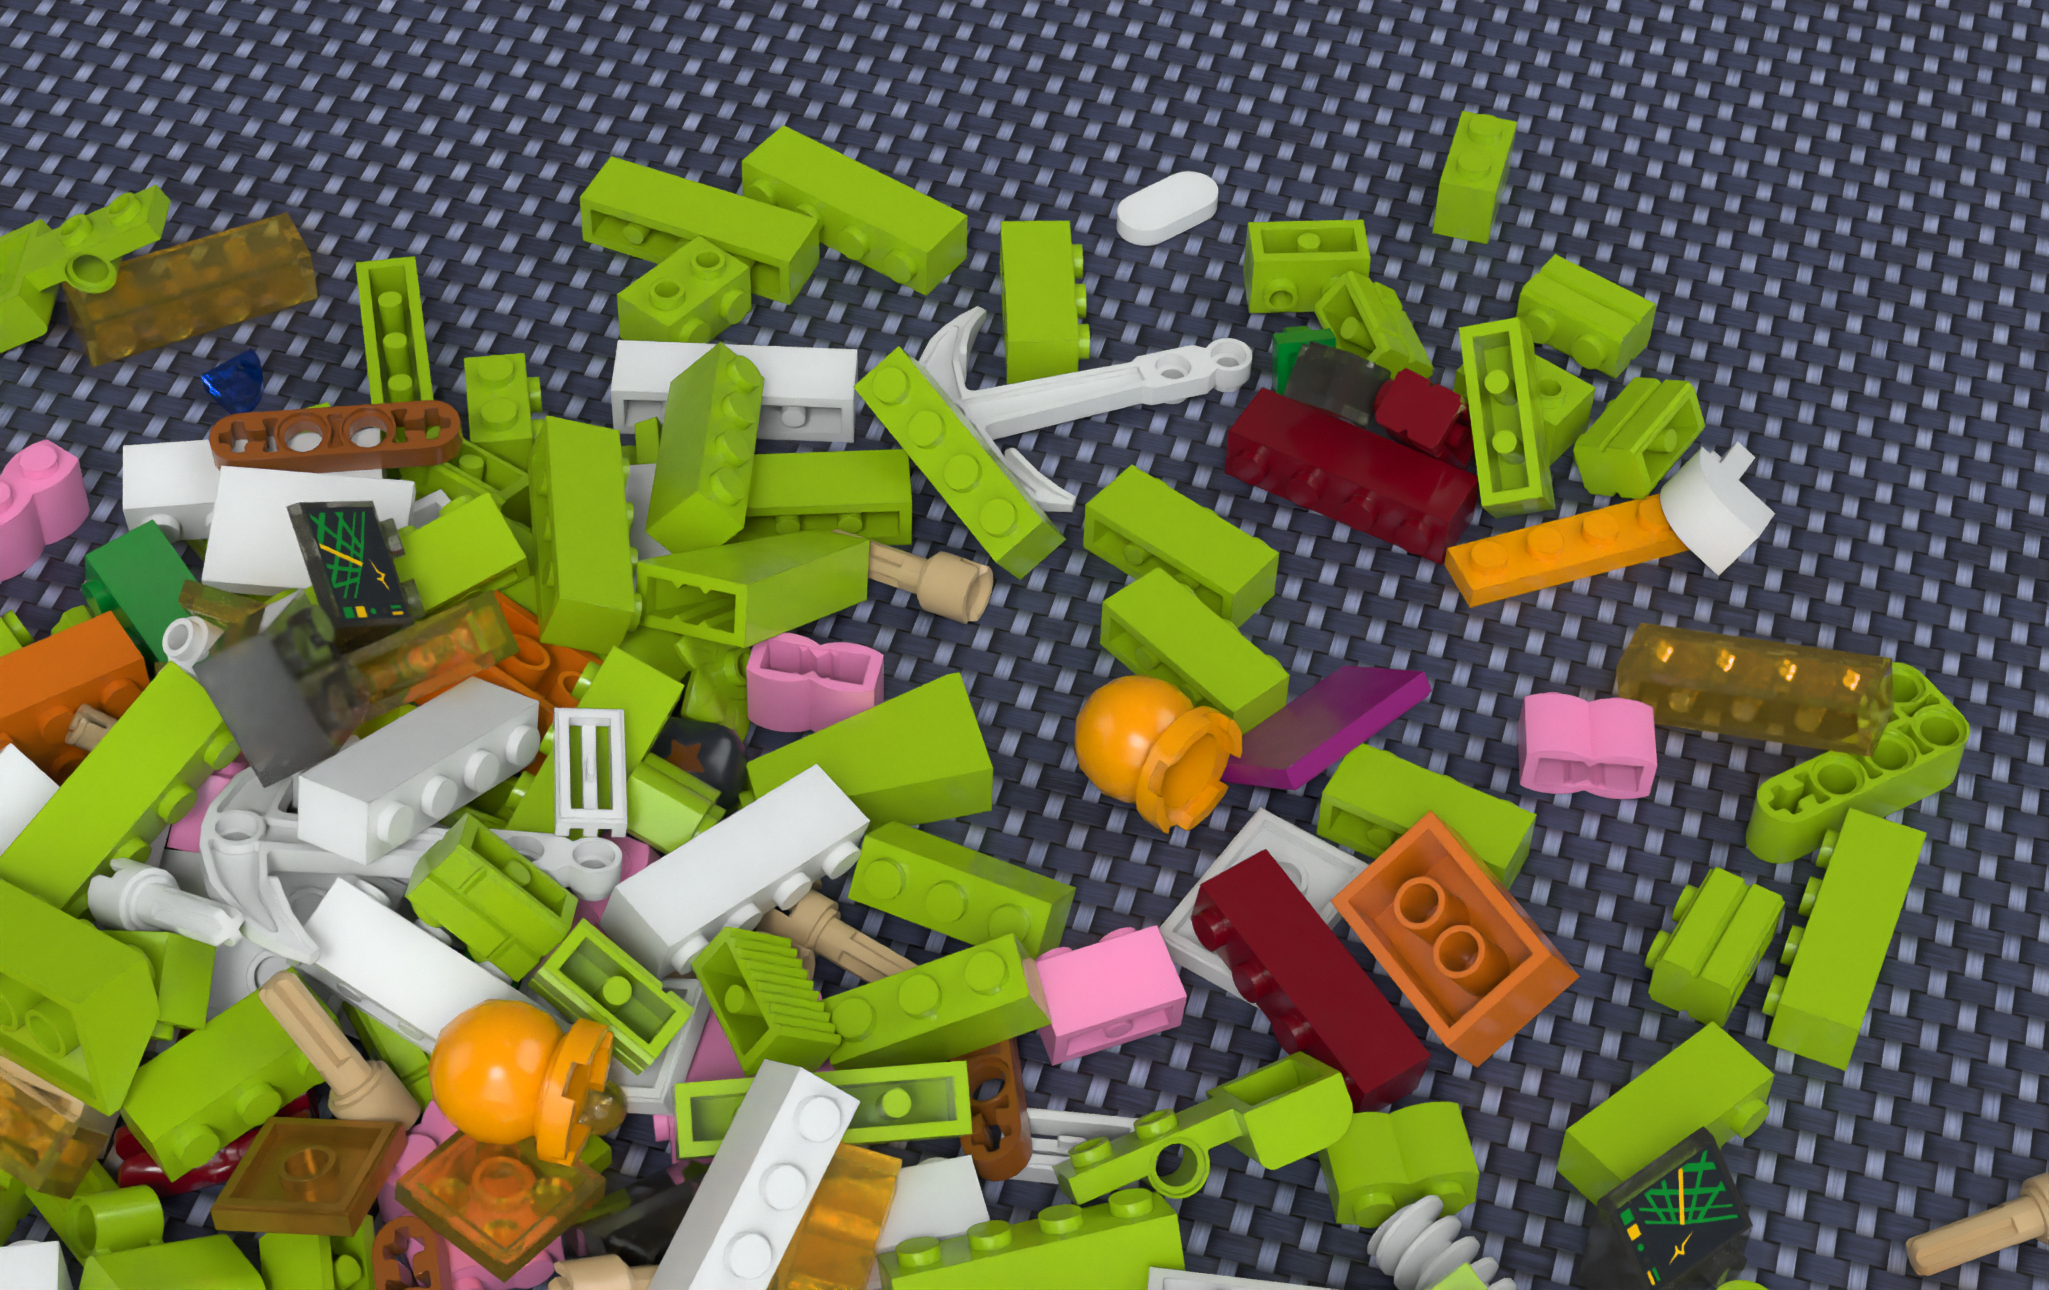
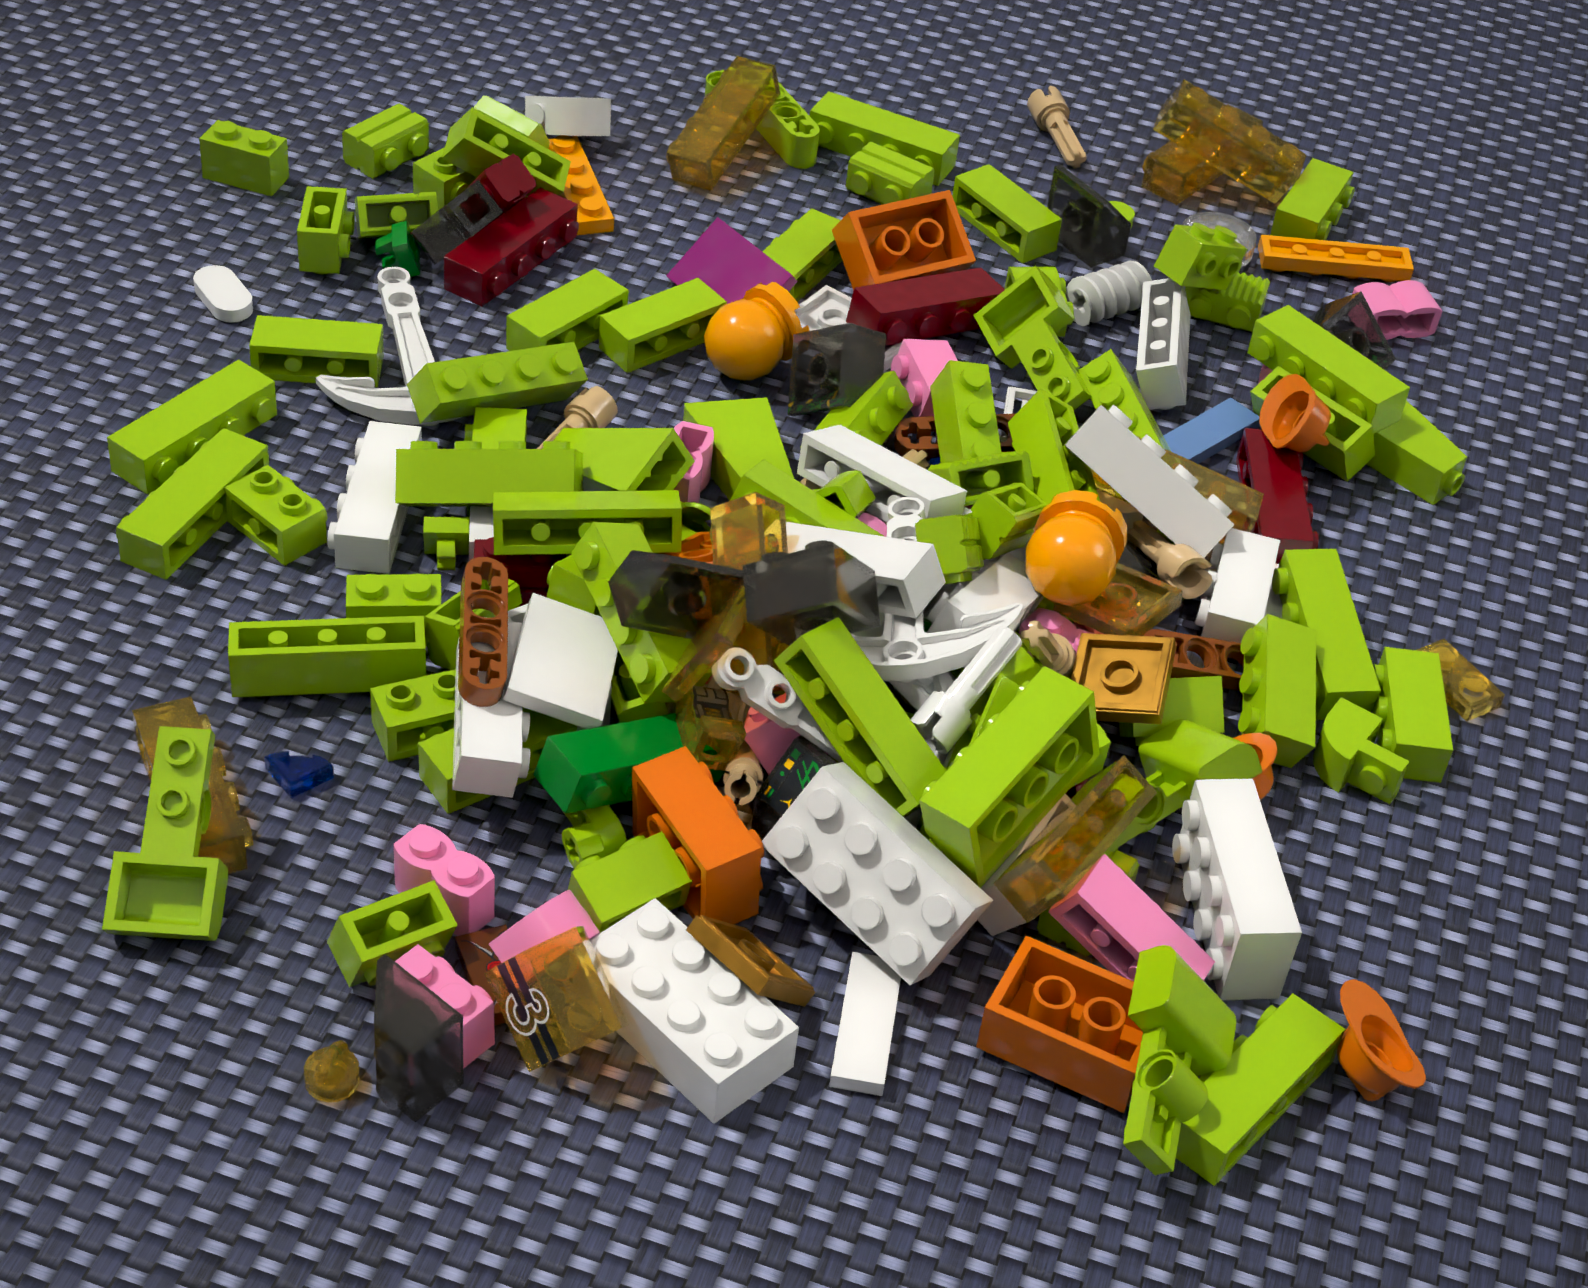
camera: 90 degrees left, 5 degrees down
(589, 817) = (844, 499): white tile -> none
(1077, 844) = (834, 367): none -> clear smoke slope
(1586, 746) = (741, 195): bright pink brick -> none

